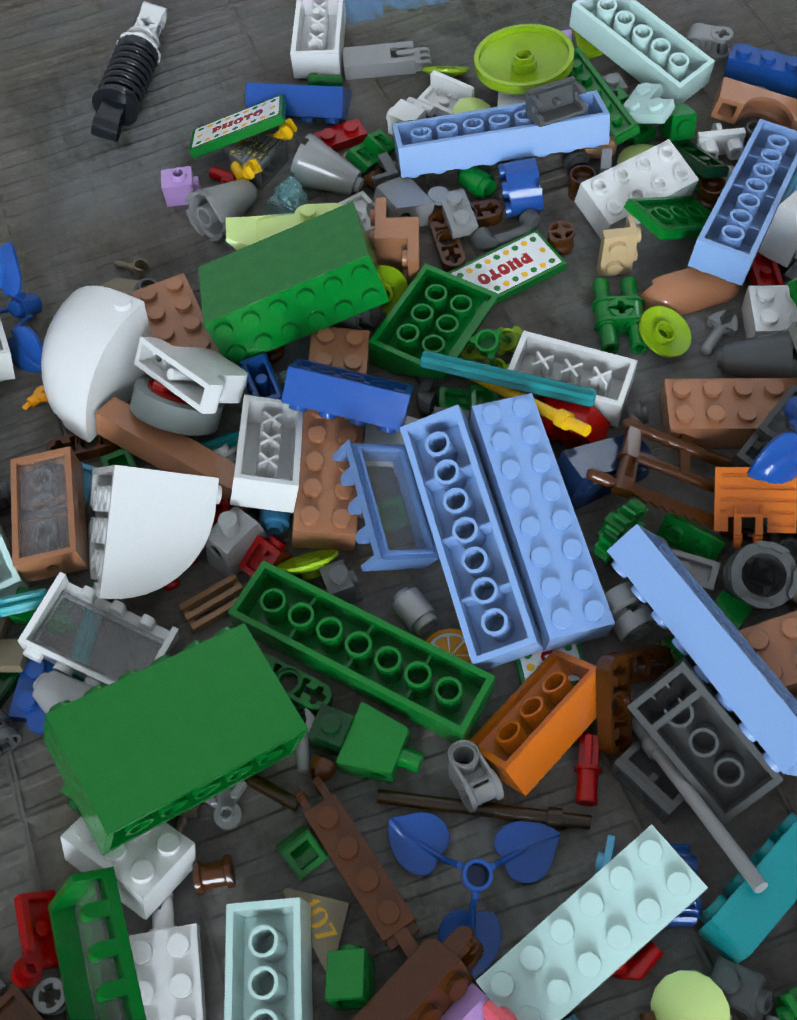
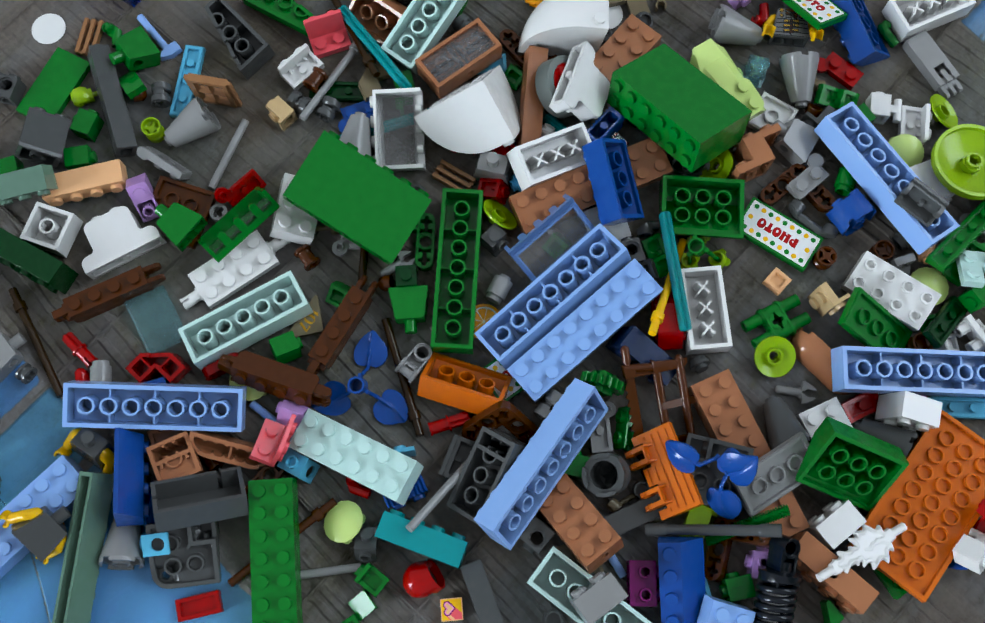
camera: 60 degrees right, 15 degrees up
(565, 296) = (776, 281): none -> light nougat tile

